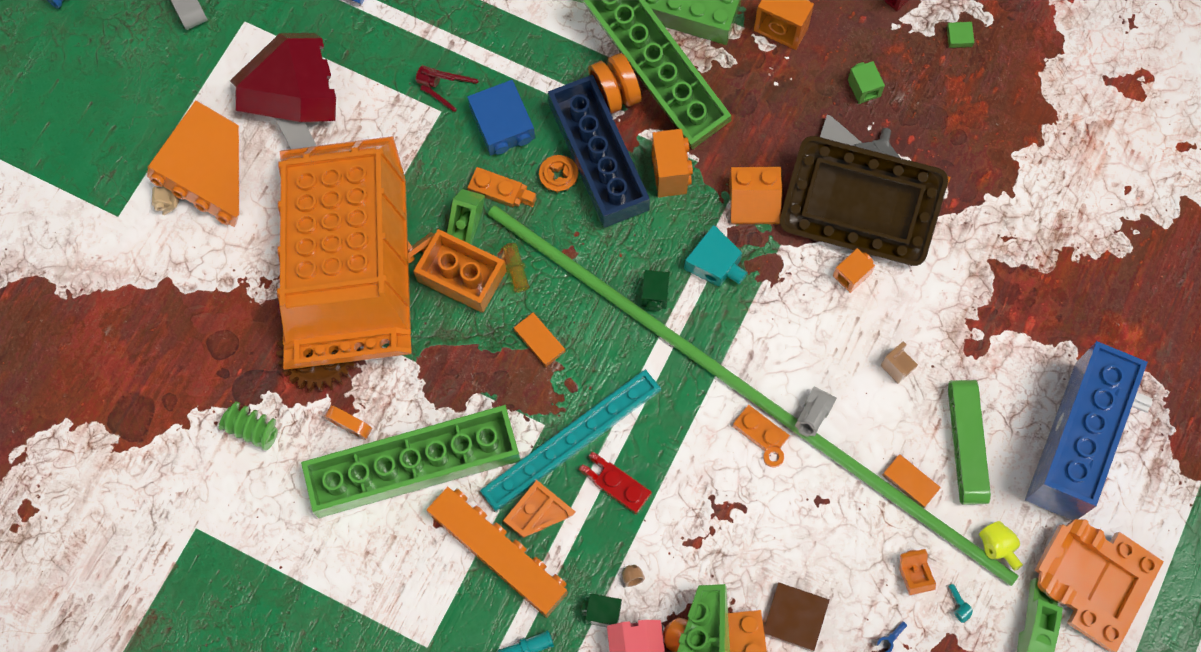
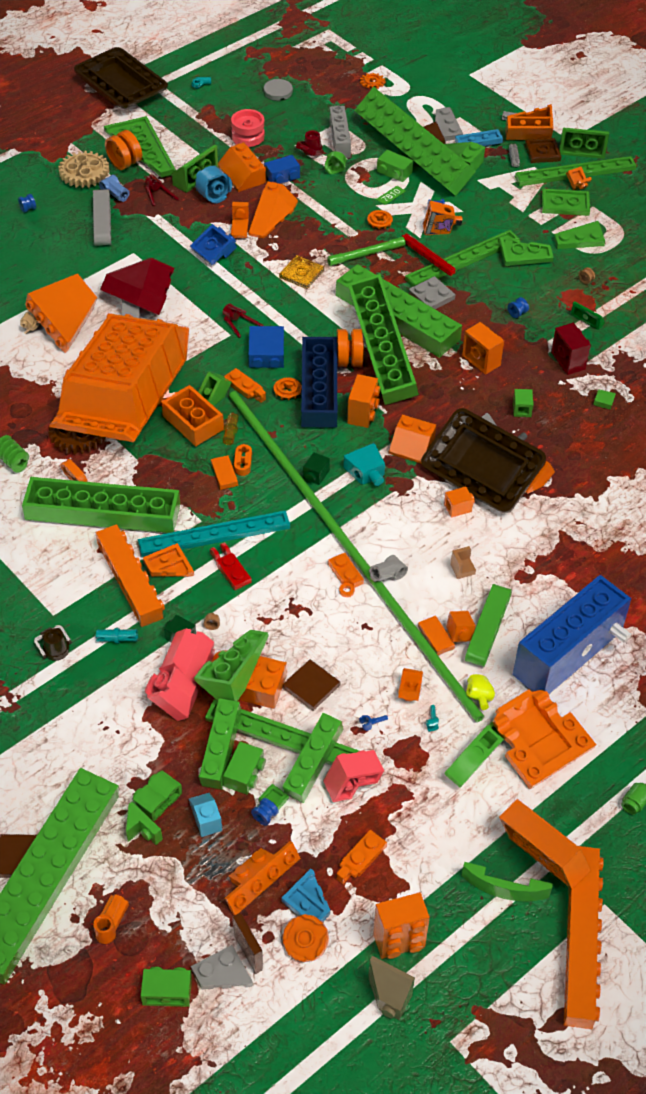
camera: 20 degrees right, 20 degrees down
(549, 312) = (239, 459): none -> orange beam
(940, 461) = (460, 626): none -> orange brick

